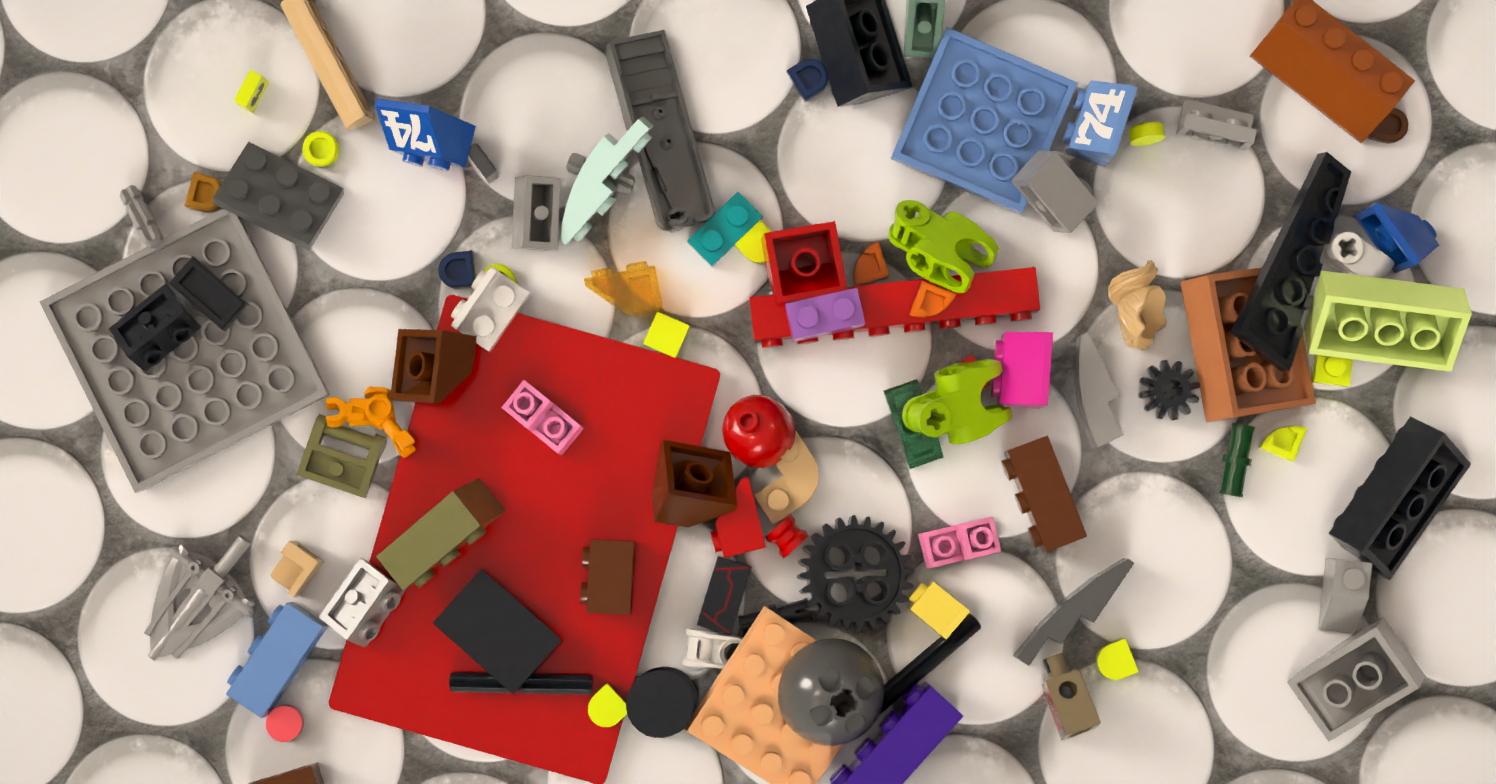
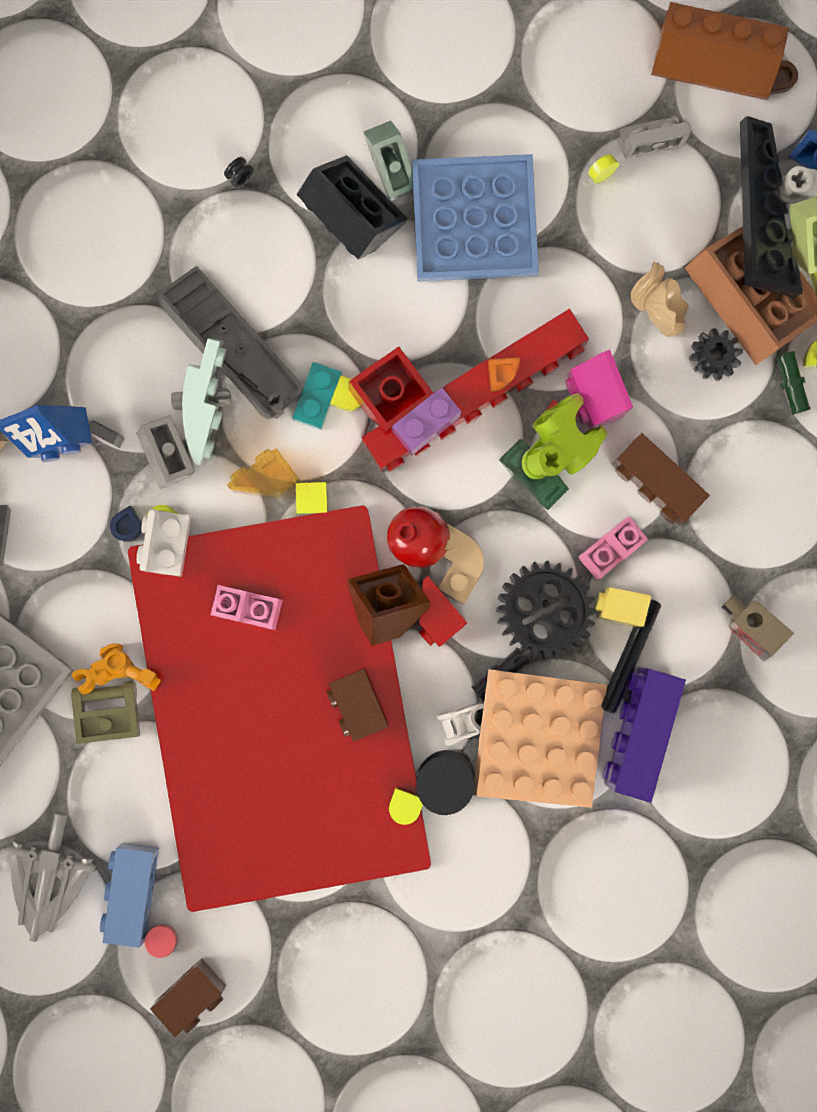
camera: 25 degrees left, 0 degrees up
(296, 568) = (112, 816): tan panel -> none
(362, 603) = (176, 819): light grey bracket -> none
(430, 364) = (139, 607): reddish brown slope -> none
(440, 534) = (210, 736): olive wedge -> none
(497, 632) = (291, 790): black tile -> none
(537, 684) = (329, 820): black axle -> none
(724, 595) = (453, 676): black tile -> none
(787, 536) = (479, 607): red wheel -> none
(808, 78) = (325, 250): dark blue tile -> none
(815, 685) = (558, 711): dark grey piece -> none
(870, 266) = (442, 370): orange tile -> none
(940, 244) = (487, 325): lime piece -> none
(1055, 191) = (556, 243): light grey brick -> none
(1085, 601) = (730, 547): dark grey slope -> none
(1093, 392) = (659, 384): light grey slope -> none
(1099, 121) = (564, 174): medium blue slope -> none
(1116, 660) = (776, 580): neon yellow tile -> none

